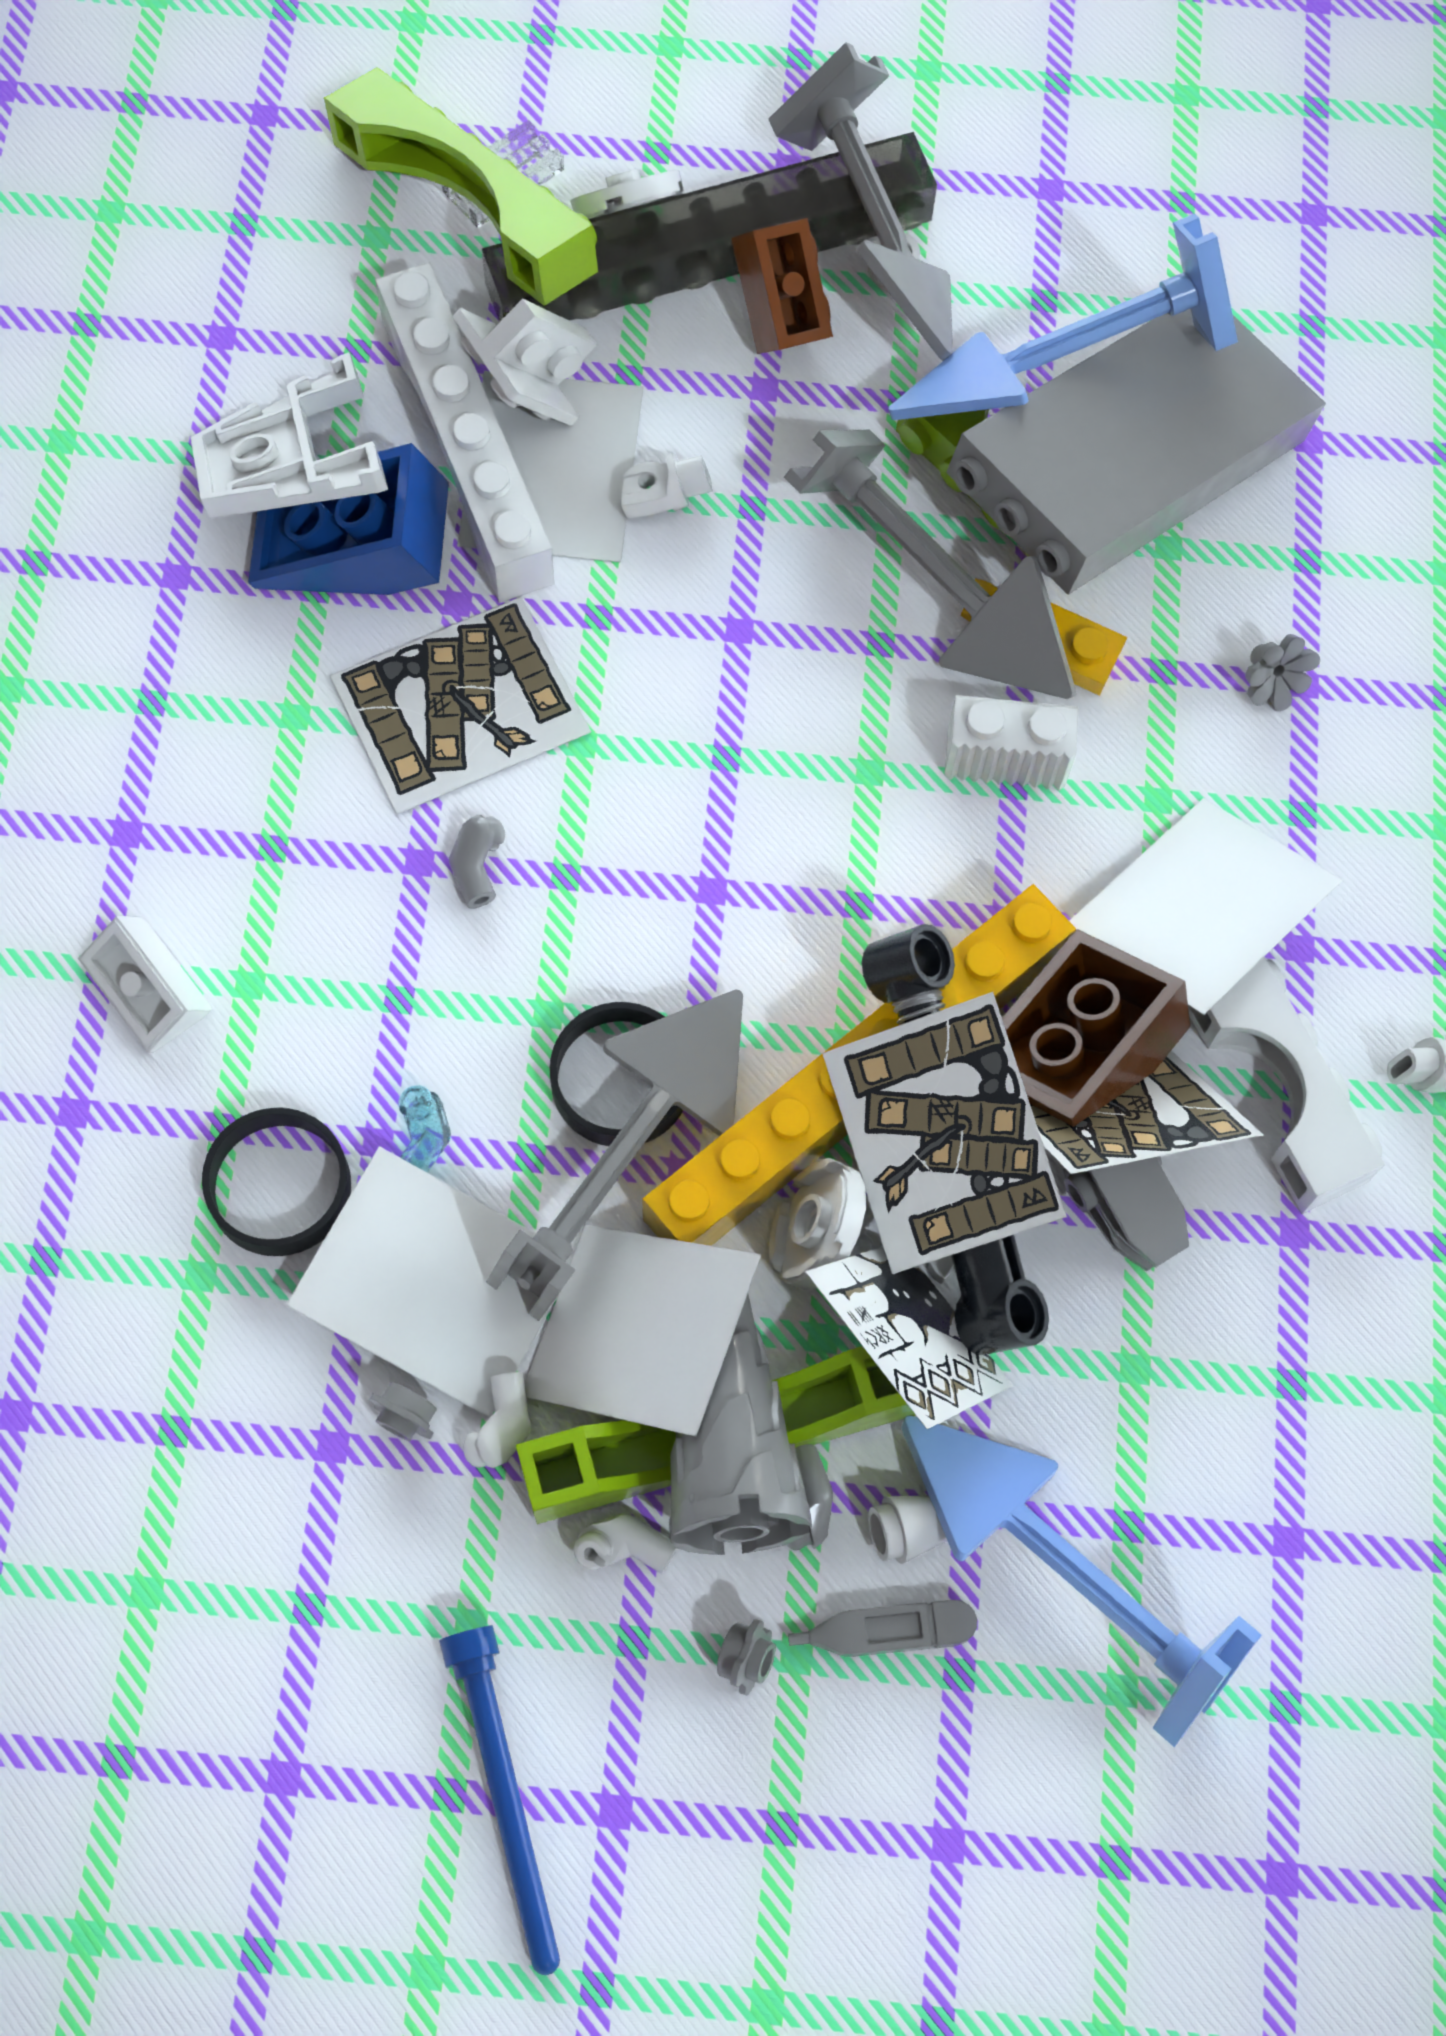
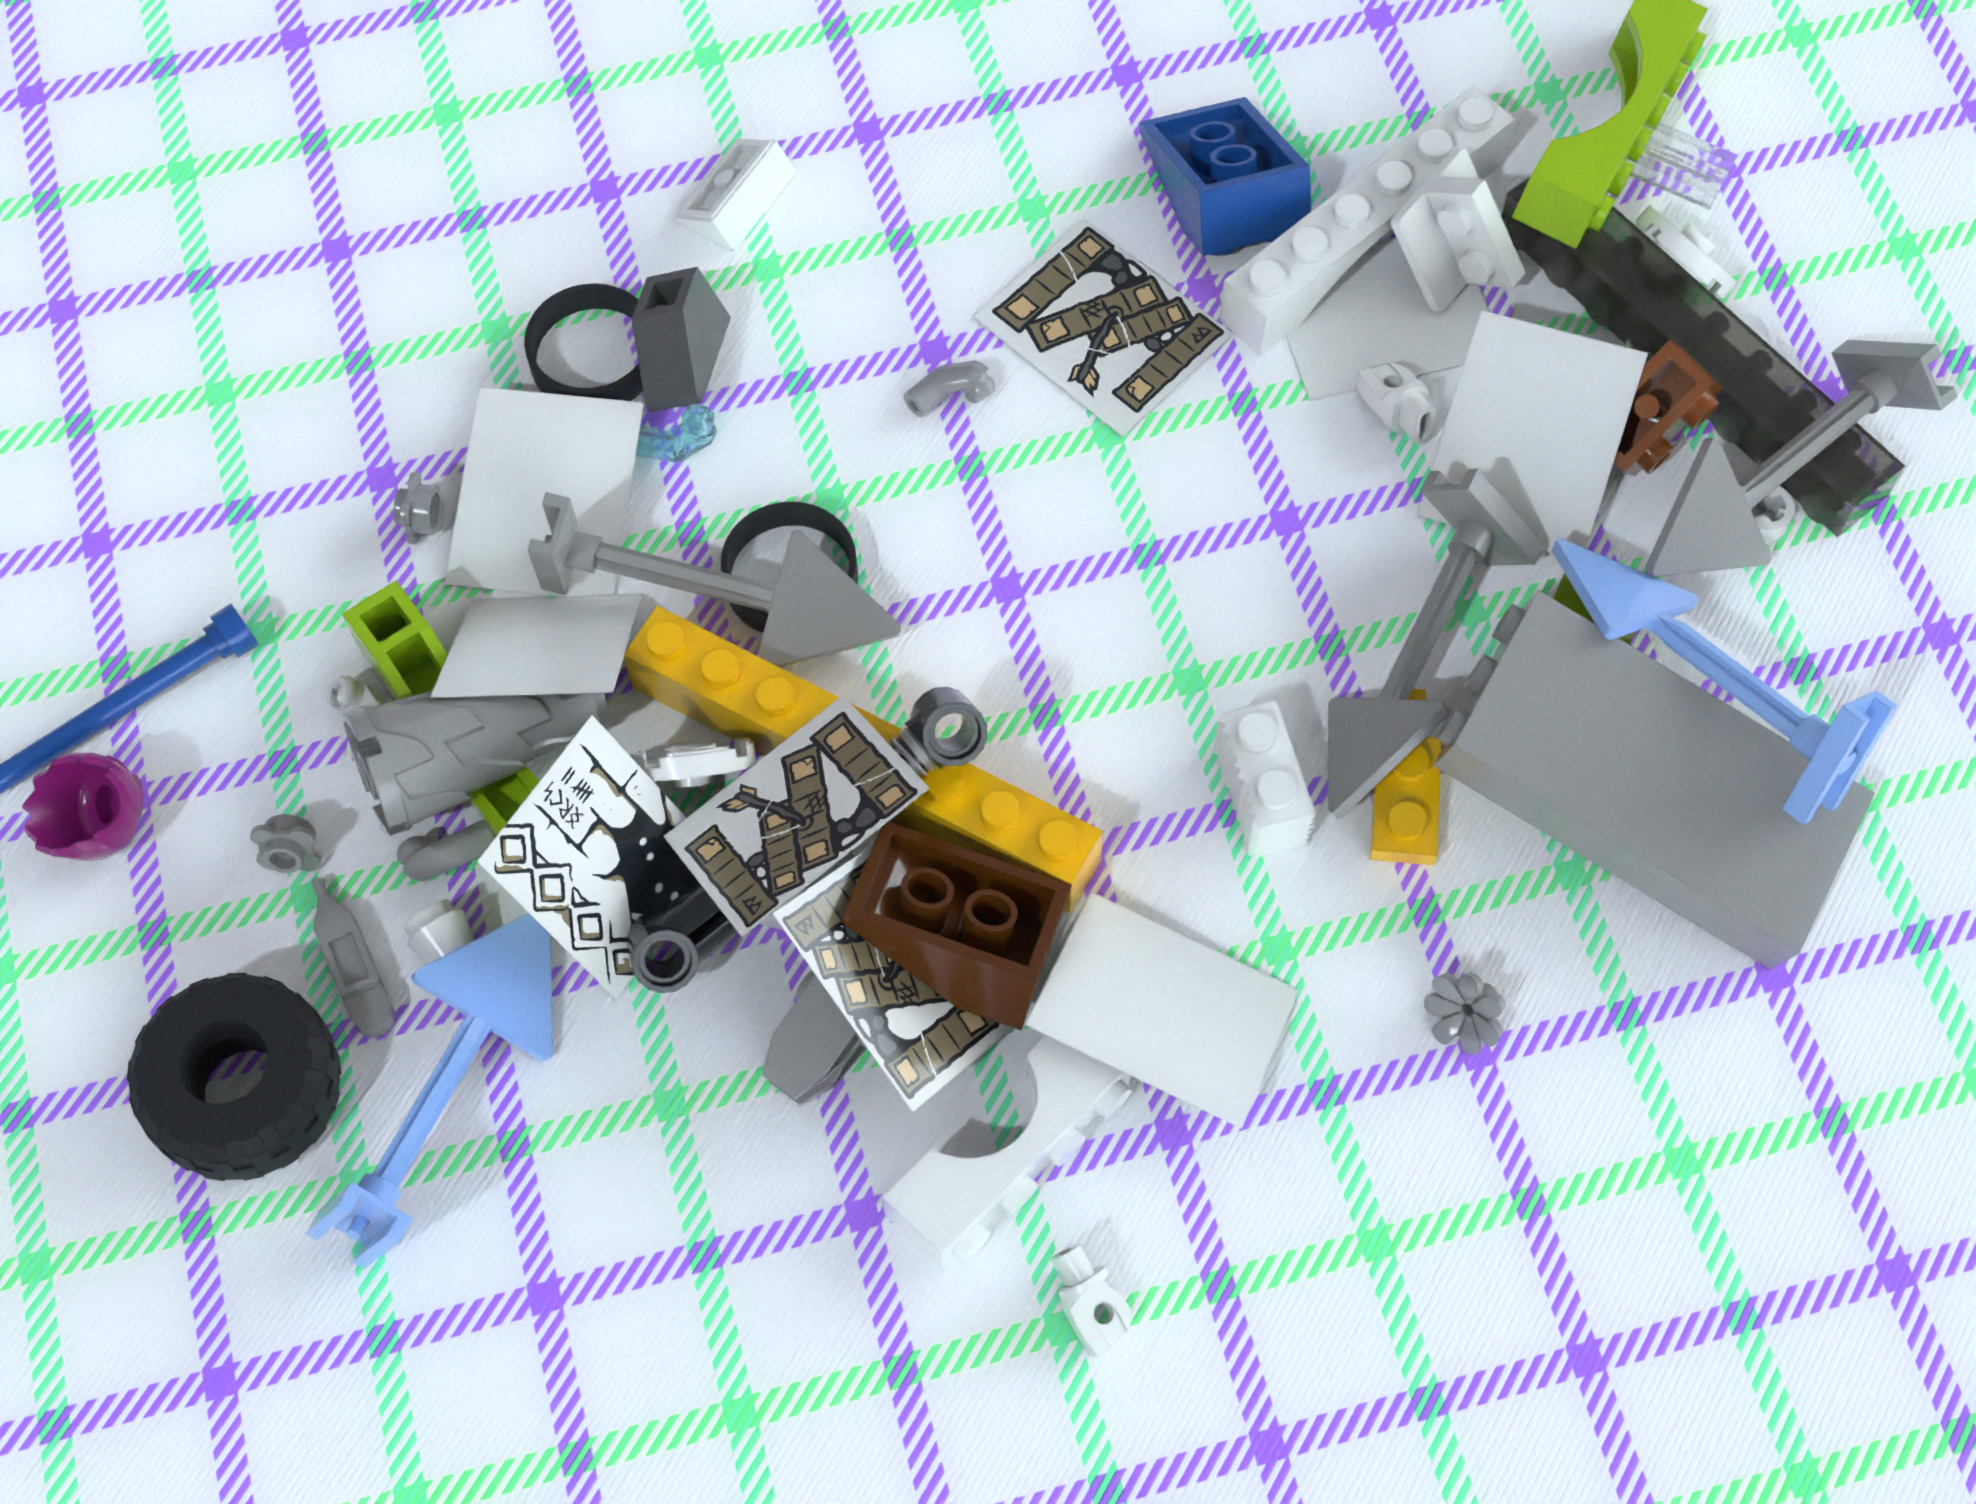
camera: 75 degrees right, 5 degrees down
(268, 456) = (1256, 74): white wing -> none
(325, 1086) = (677, 337): none -> dark grey slope
(505, 1428) = (438, 594): white arm -> none
(636, 1856) = (84, 807): none -> magenta hair
(760, 384) = (1539, 422): none -> white sticker
(1063, 1760) = (198, 1032): none -> black tyre

